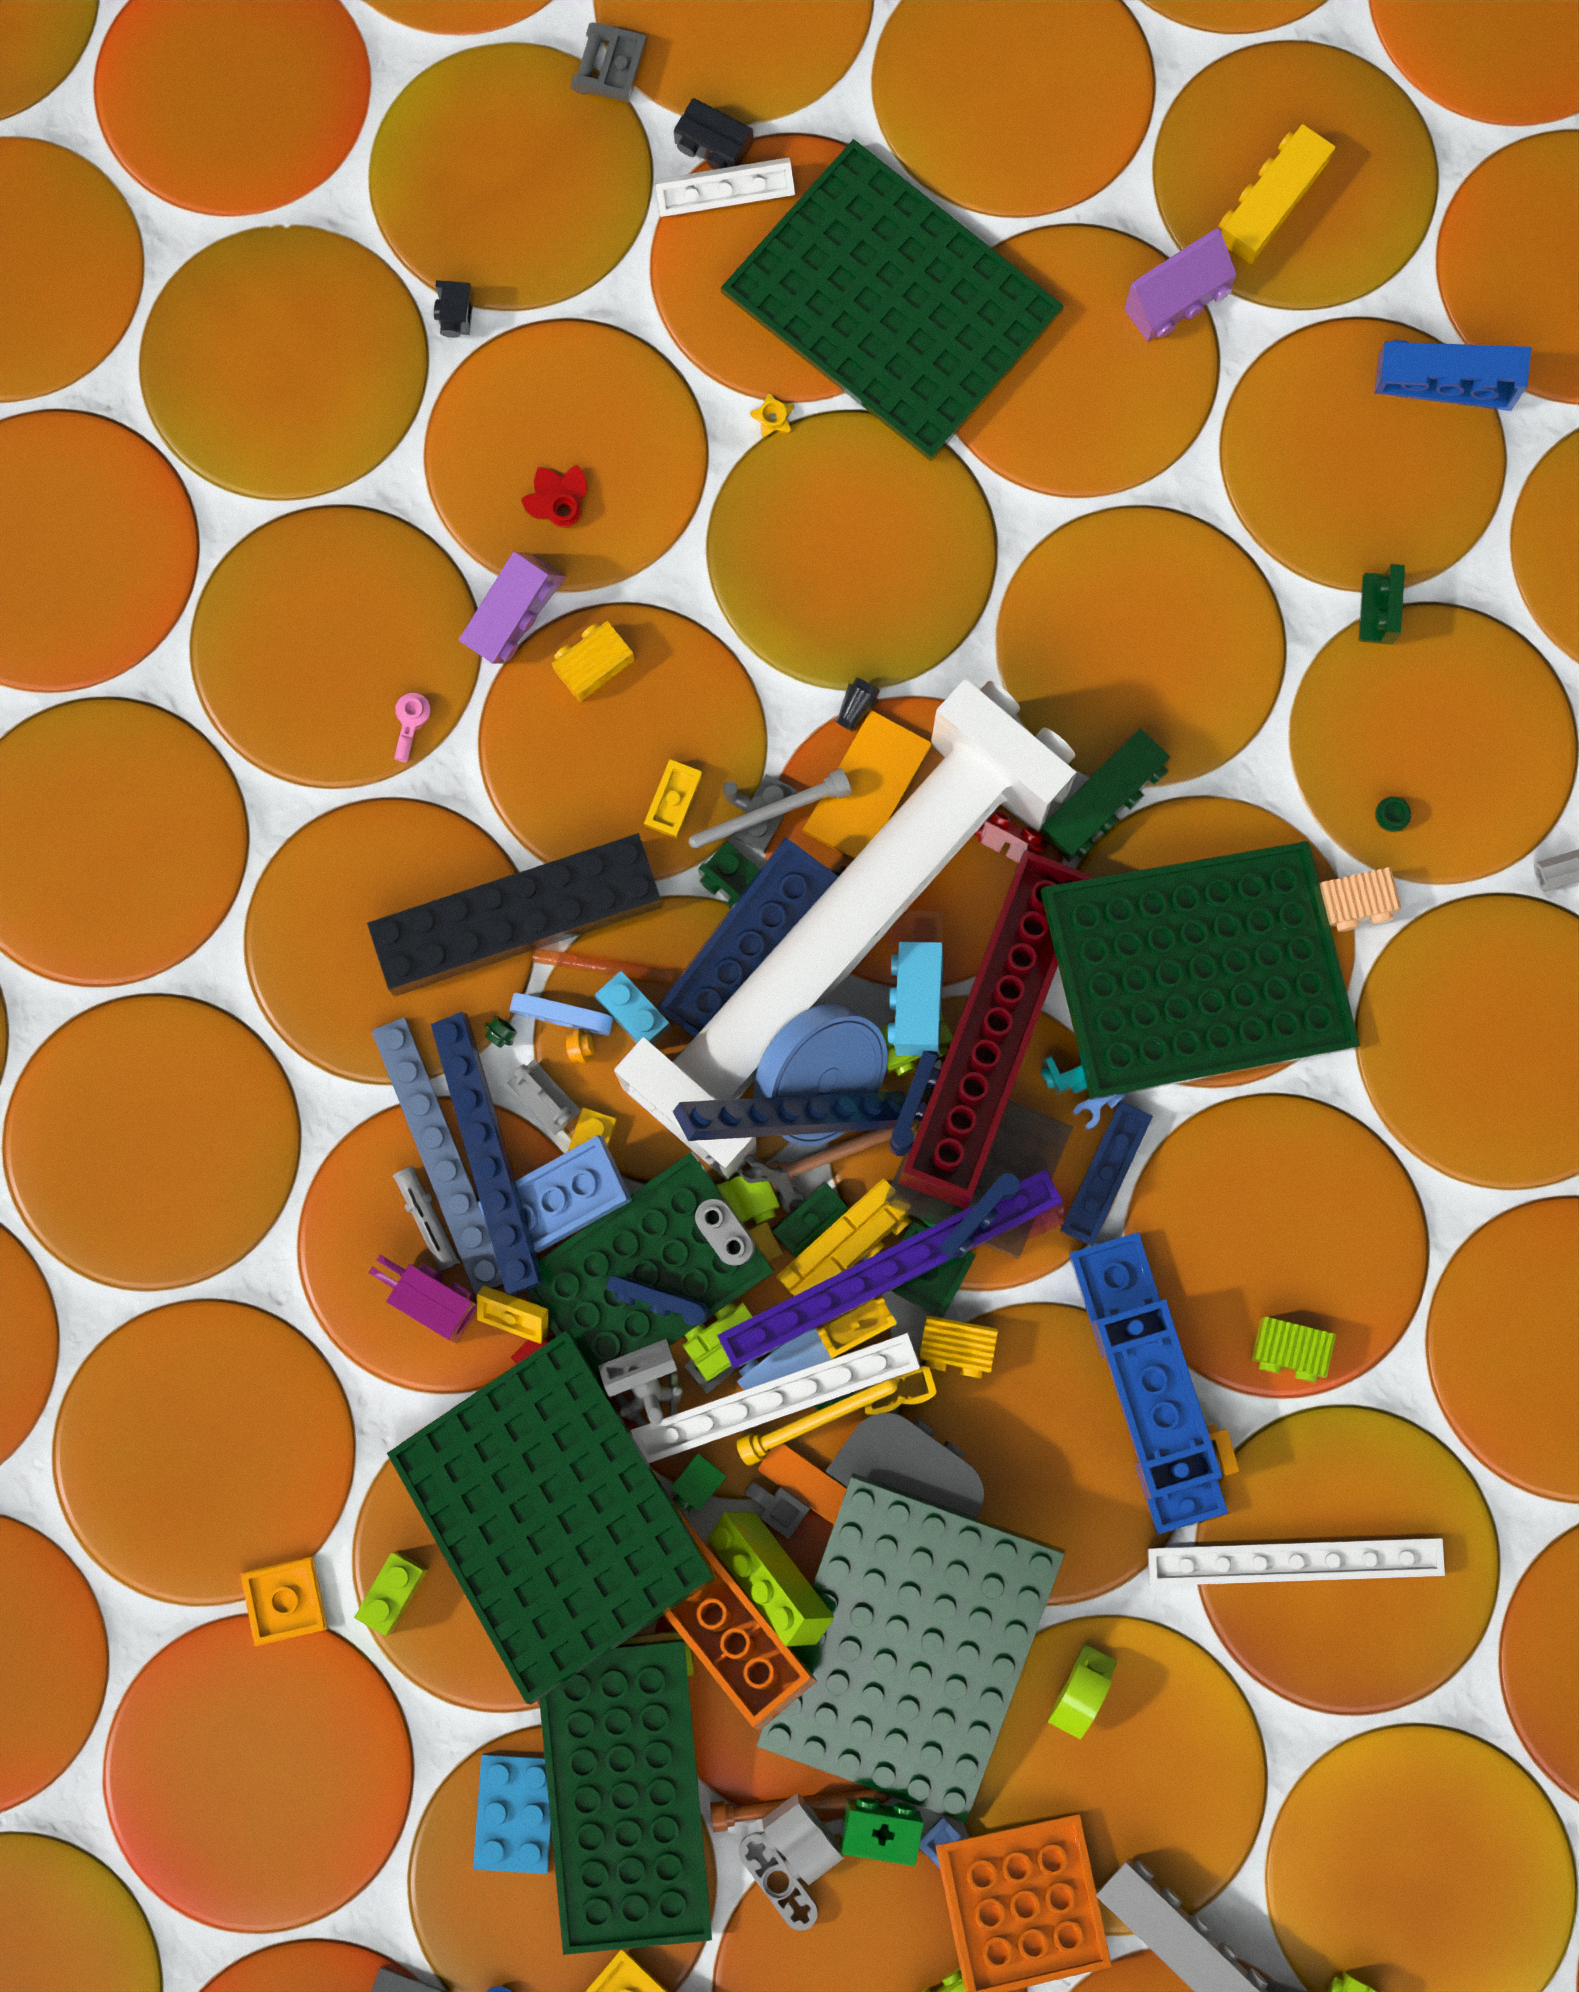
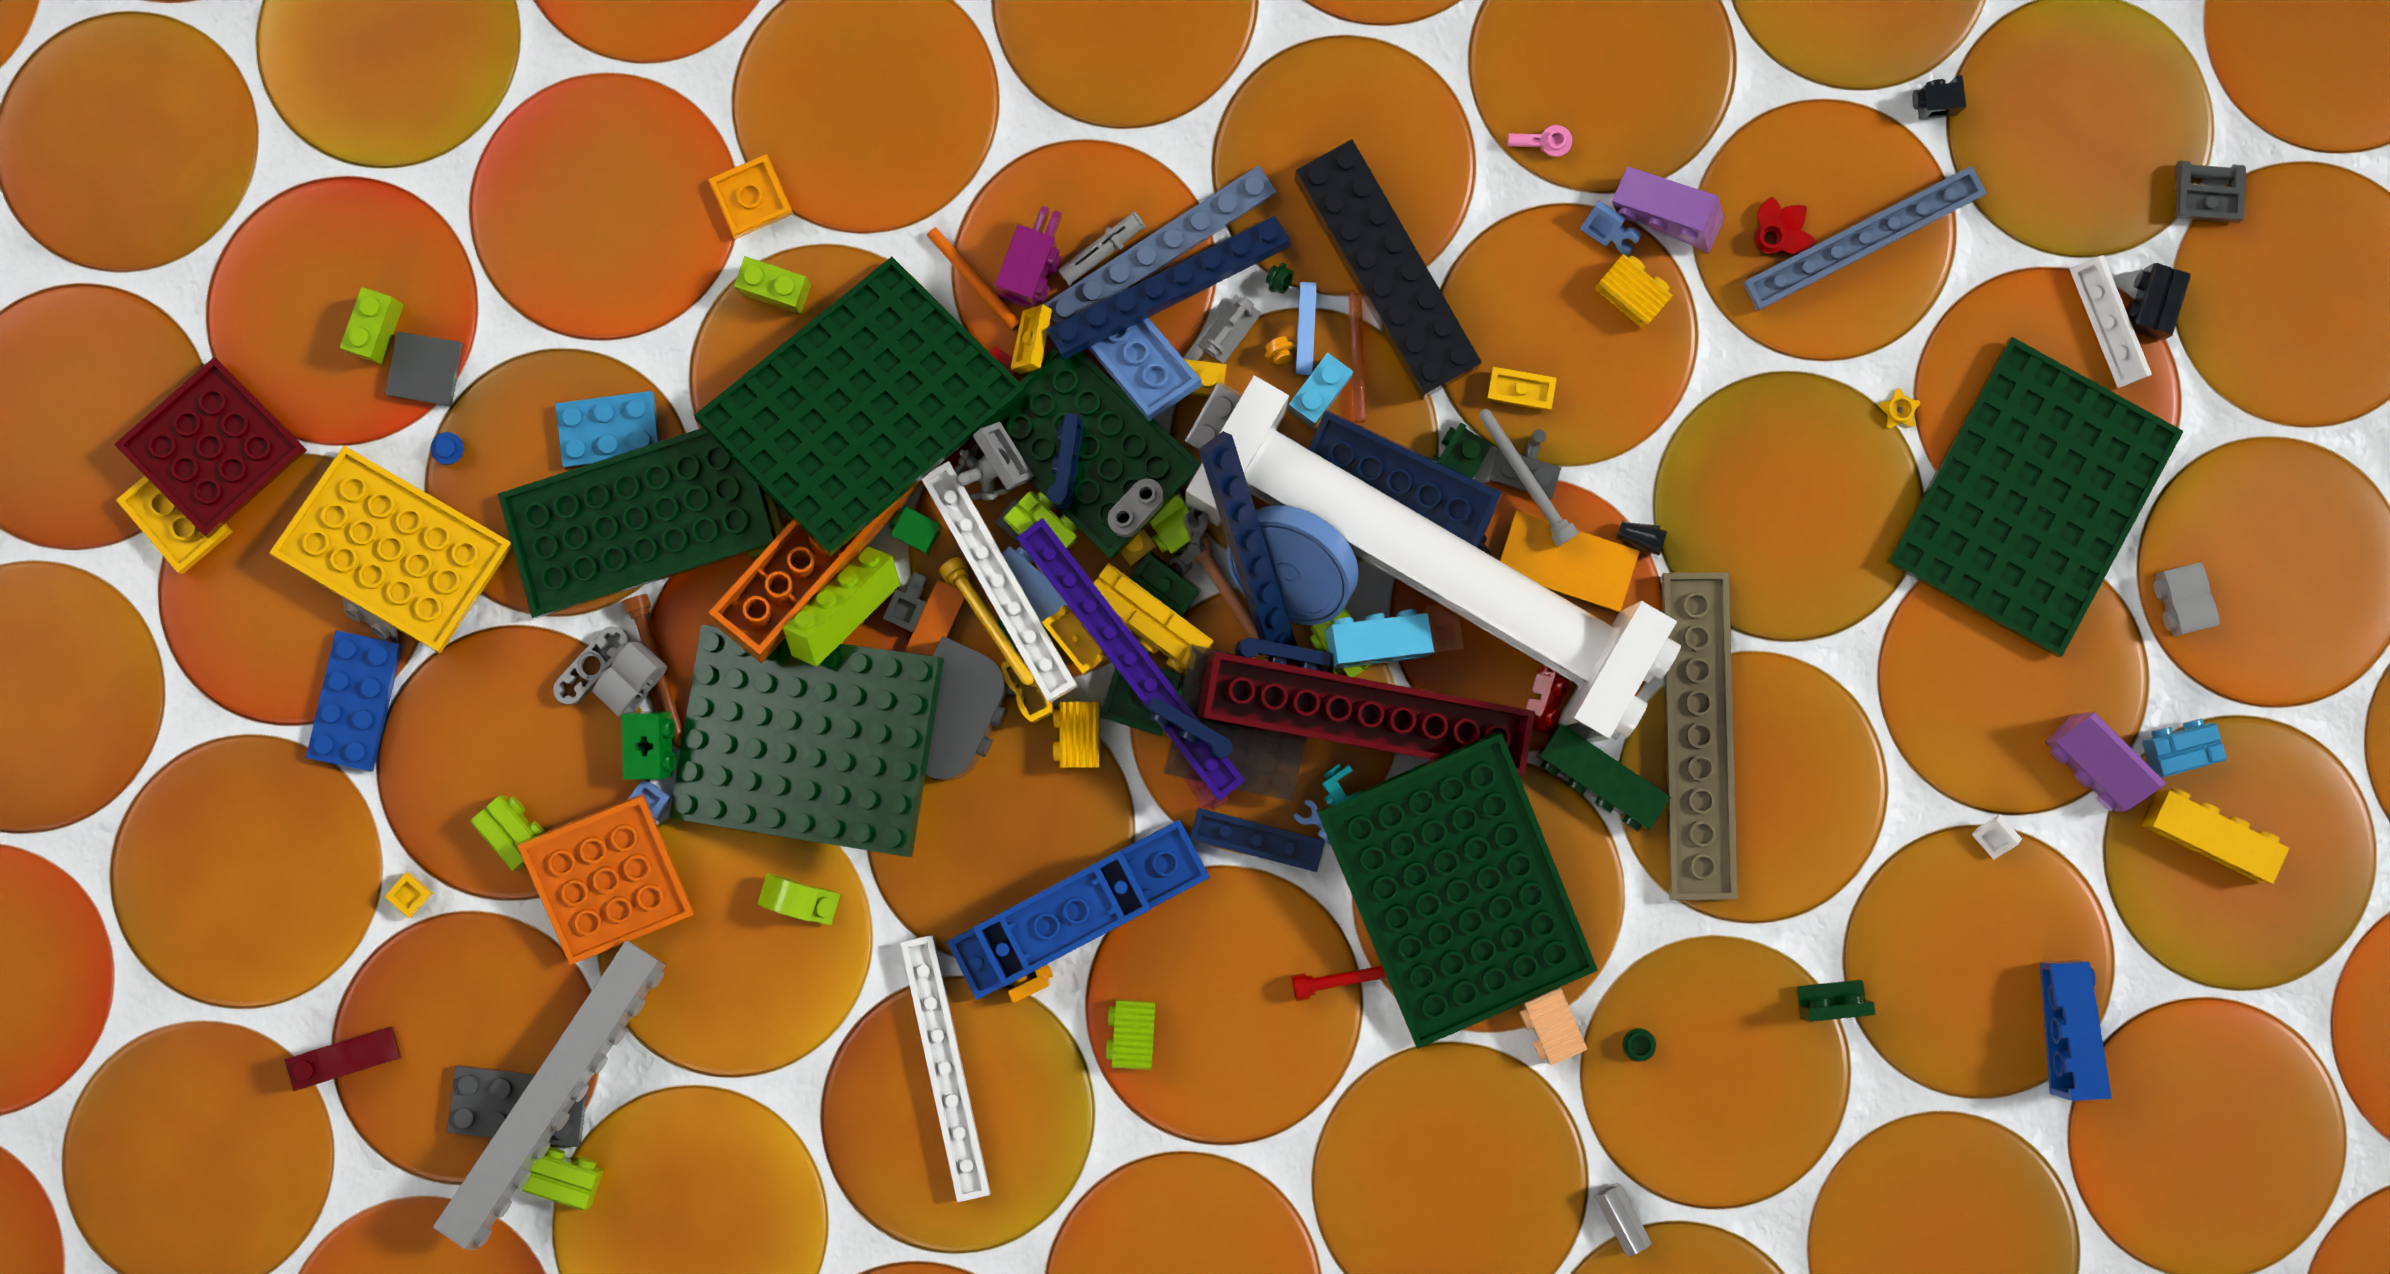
camera: 75 degrees right, 5 degrees up
(429, 1367) = (973, 278): none -> orange bar
(516, 675) = (1606, 226): none -> medium blue plate
(586, 415) = (1864, 238): none -> sand blue plate
(642, 1128) = (1213, 415): none -> light grey brick
(1027, 171) = (2186, 599): none -> light grey brick
(1084, 687) = (1700, 739): none -> dark tan plate
(1181, 205) = (2184, 749): none -> dark azure brick
(1238, 408) = (1997, 836): none -> white plate
(1272, 1150) = (1307, 985): none -> red piece

